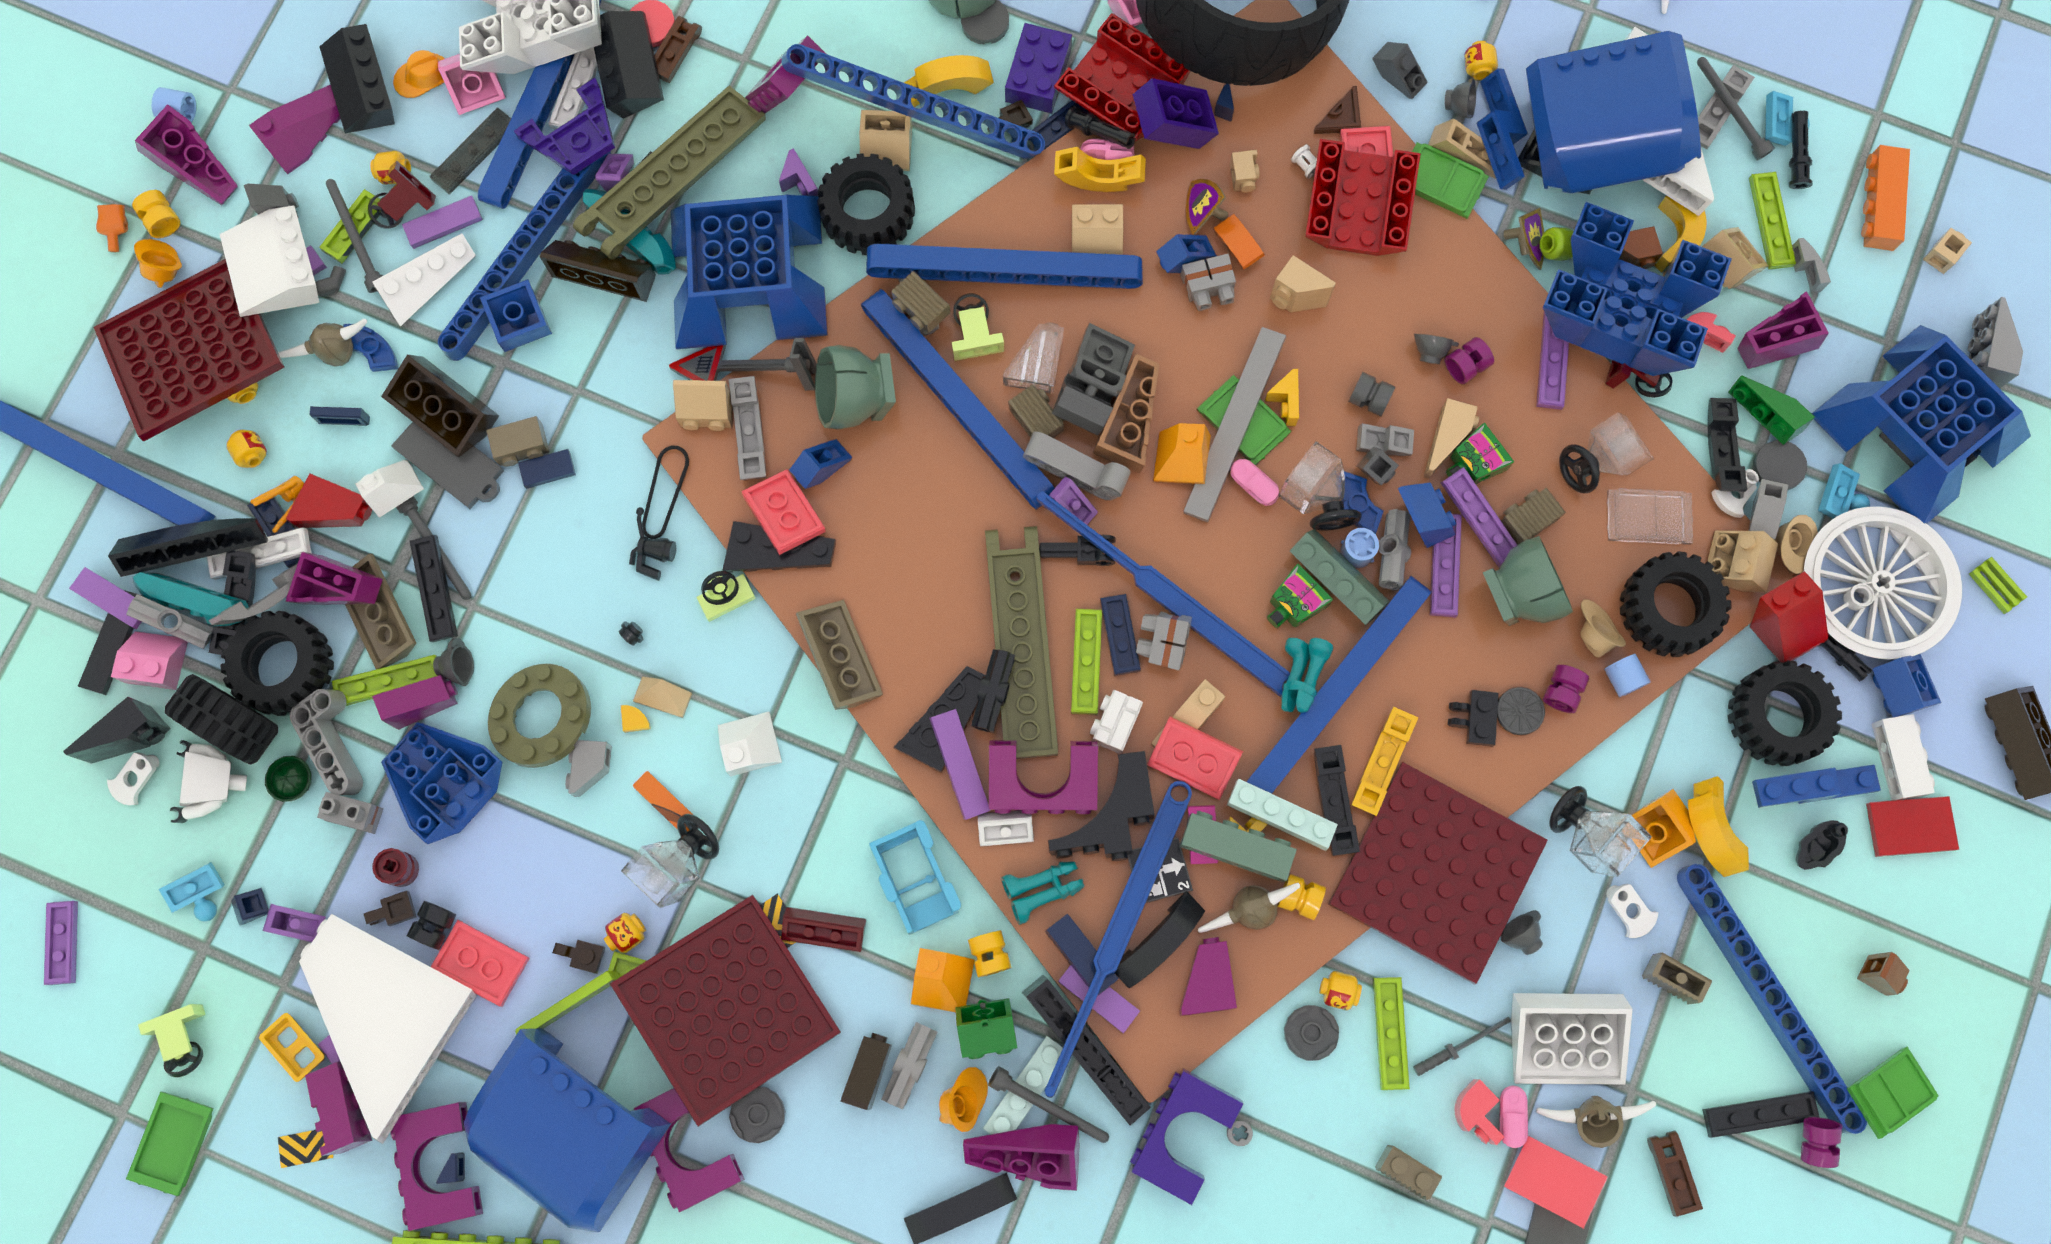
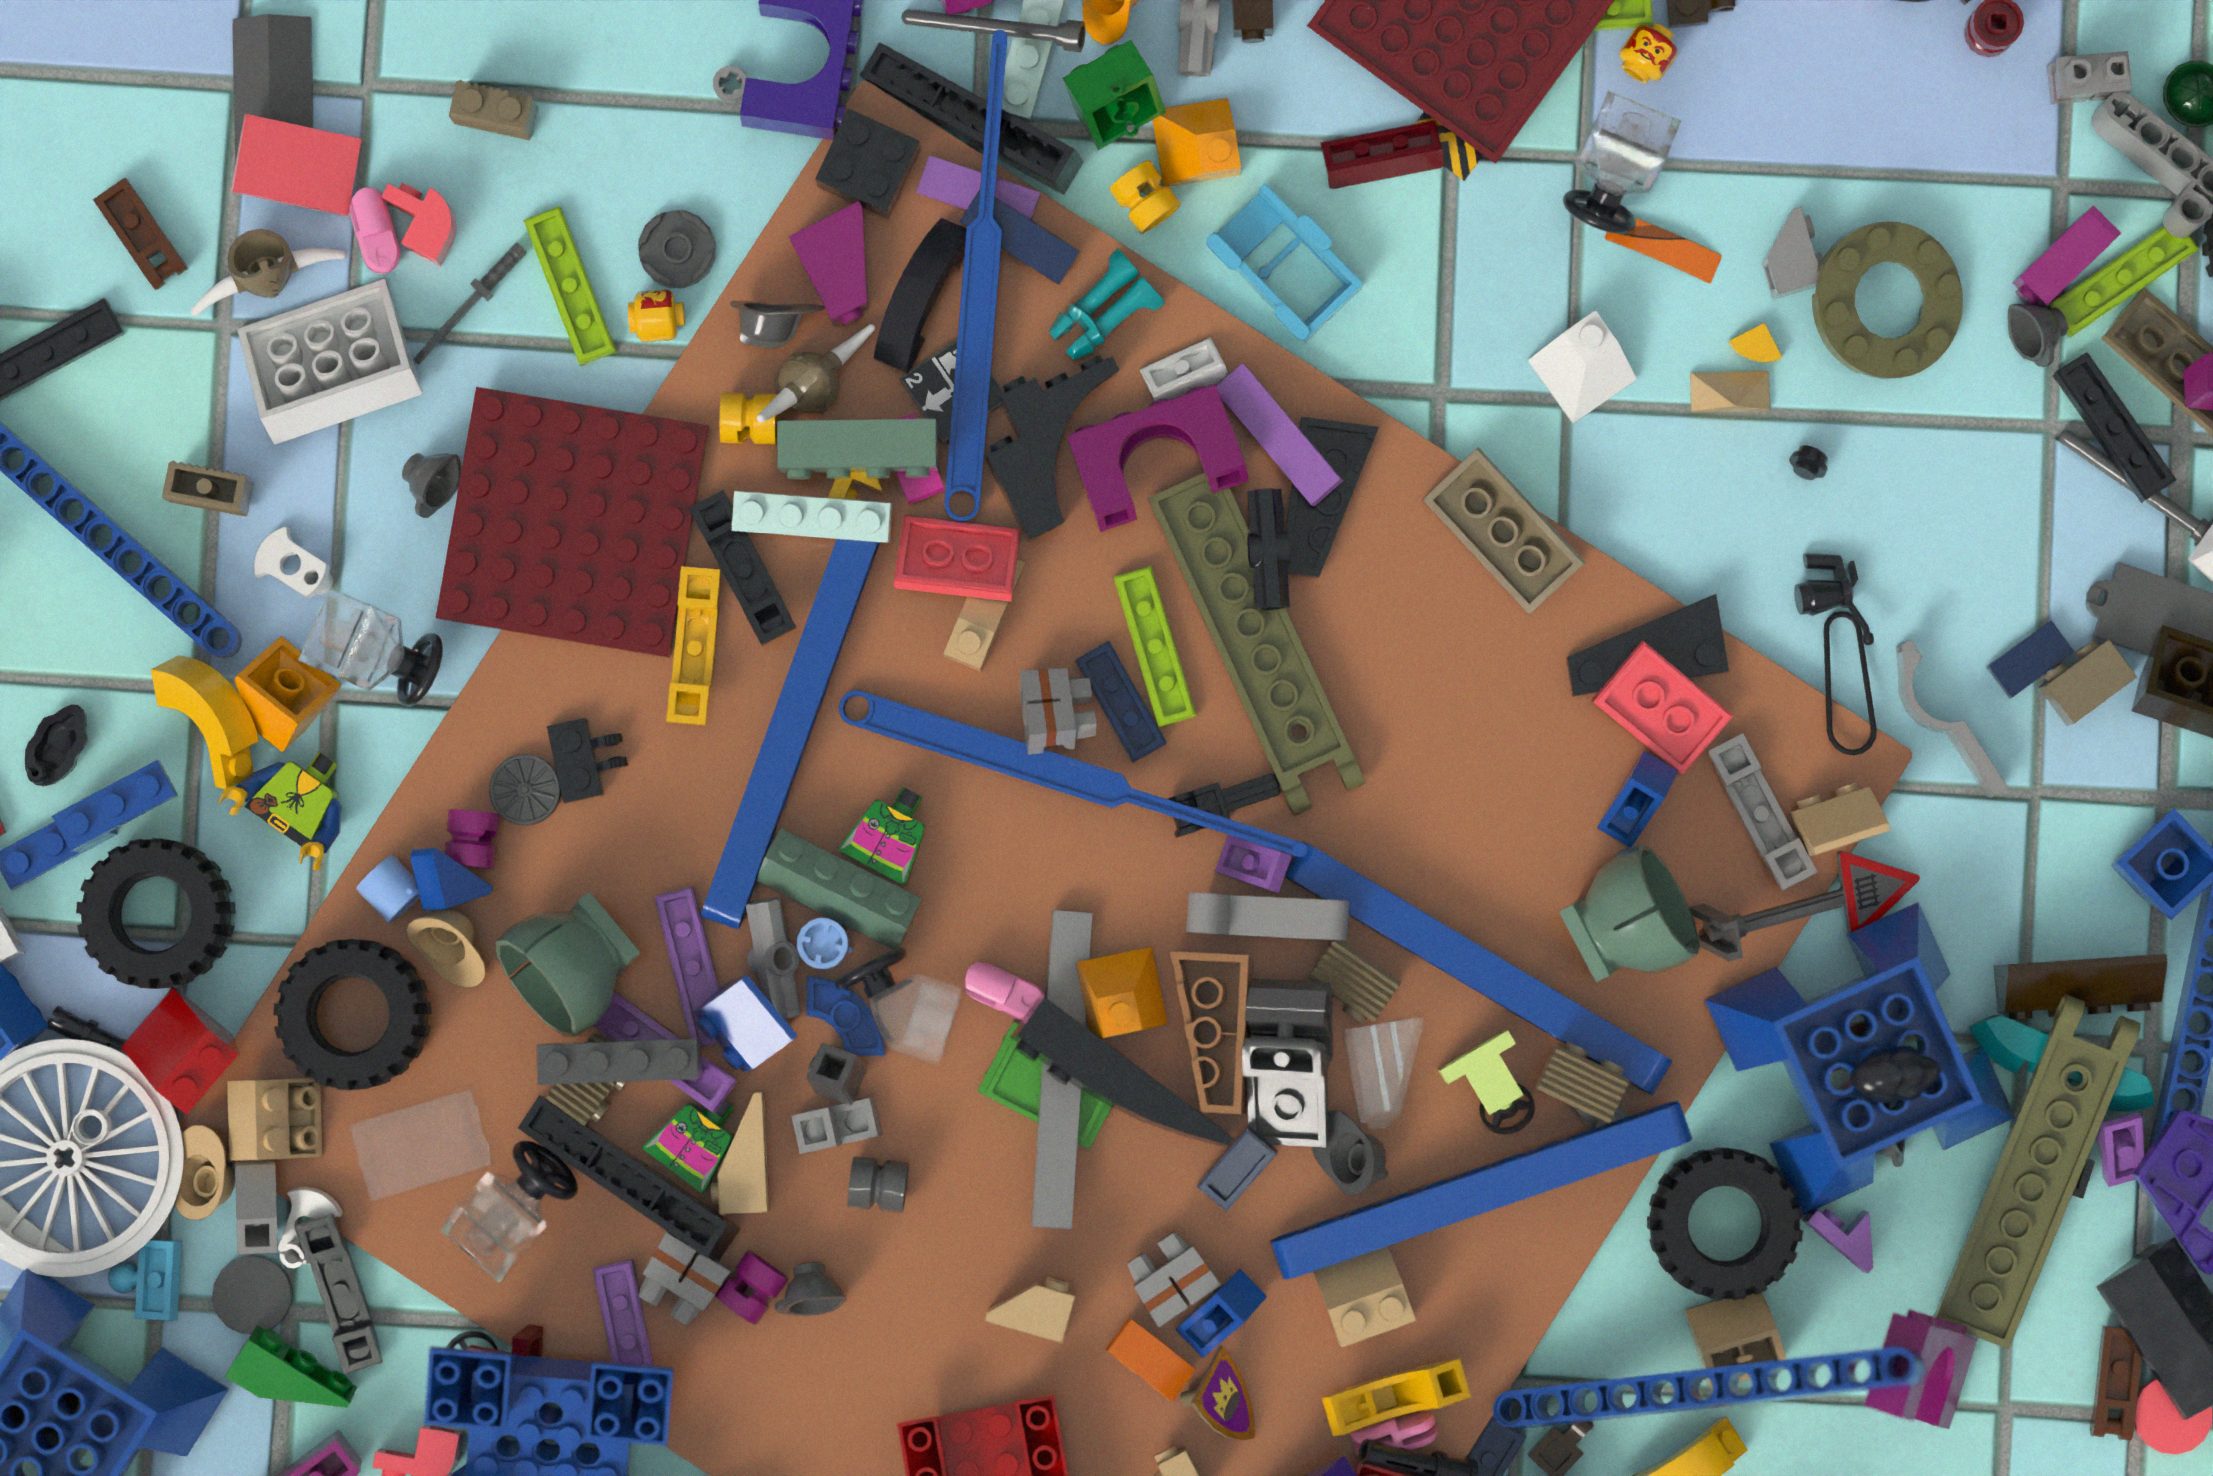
camera: 160 degrees right, 10 degrees up
(440, 780) = (1987, 164): blue wedge -> none
(623, 488) = (1958, 732): none -> light grey piece
(723, 594) = (1698, 563): yellowish green piece -> none
(730, 233) = (1894, 1074): none -> black arm
(1075, 312) = (1352, 1156): none -> dark grey piece
(1116, 722) = (1082, 572): white brick -> none
(1147, 332) = (1237, 1168): none -> tile
(1166, 1040) = (868, 163): none -> black brick
(1210, 407) = (1104, 1073): none -> black slope
(1265, 956) = (770, 324): none -> dark grey piece
(1287, 393) = (1000, 1149): yellow slope -> none
(1294, 690) = (846, 693): teal piece -> none
(1506, 370) = (697, 1287): none -> light grey hips
(1515, 512) = (619, 1061): none -> dark grey brick
(1524, 445) = (630, 1179): none -> black slope
(1594, 661) = (444, 881): none -> blue slope
(1673, 753) = (294, 803): none -> torso

